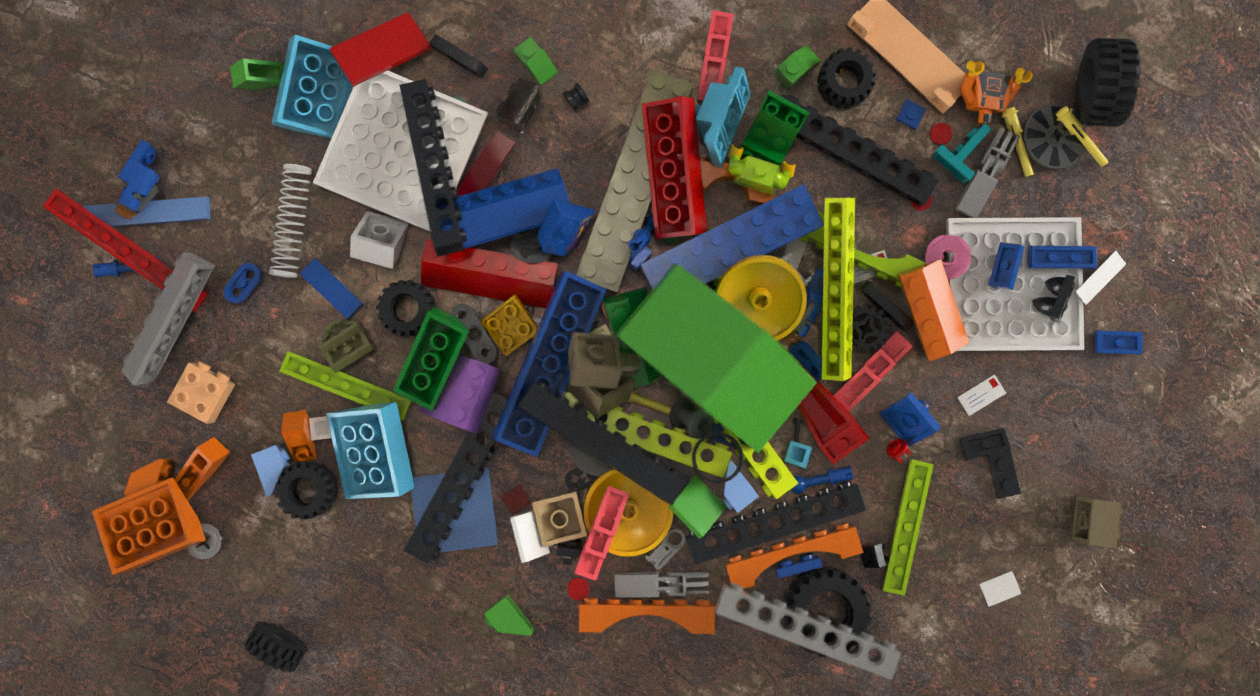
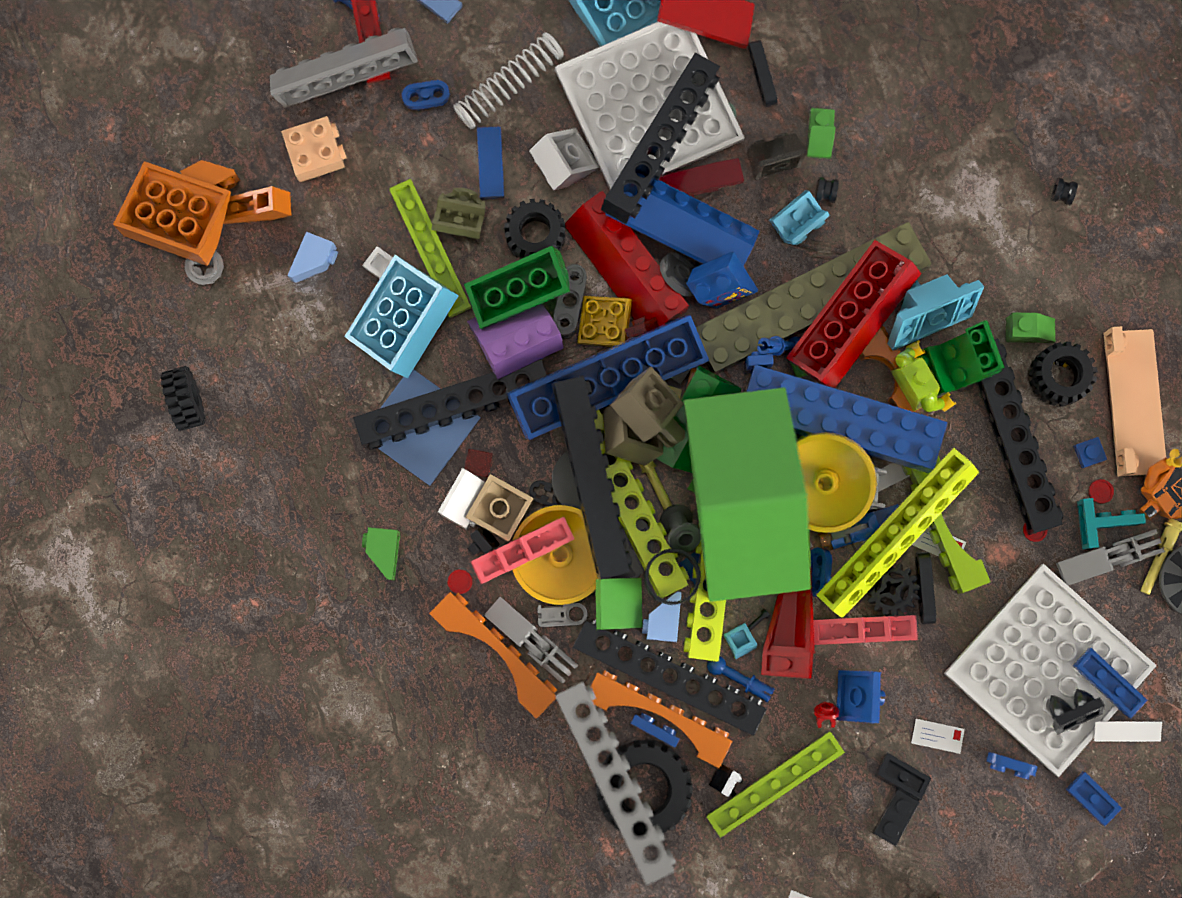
camera: 45 degrees right, 5 degrees down
(288, 494) = (311, 283): black tyre -> none
(297, 436) = (354, 253): orange slope -> none
(539, 307) = (641, 326): none -> clear red plate
(576, 134) = (799, 218): none -> medium azure bracket
(715, 51) = (976, 254): coral slope -> none
(933, 309) = (962, 624): orange slope -> none
(950, 244) = (1024, 584): bright pink plate -> none
(1006, 265) = (1055, 645): blue plate -> none
(1054, 367) = (1001, 762): none -> blue plate

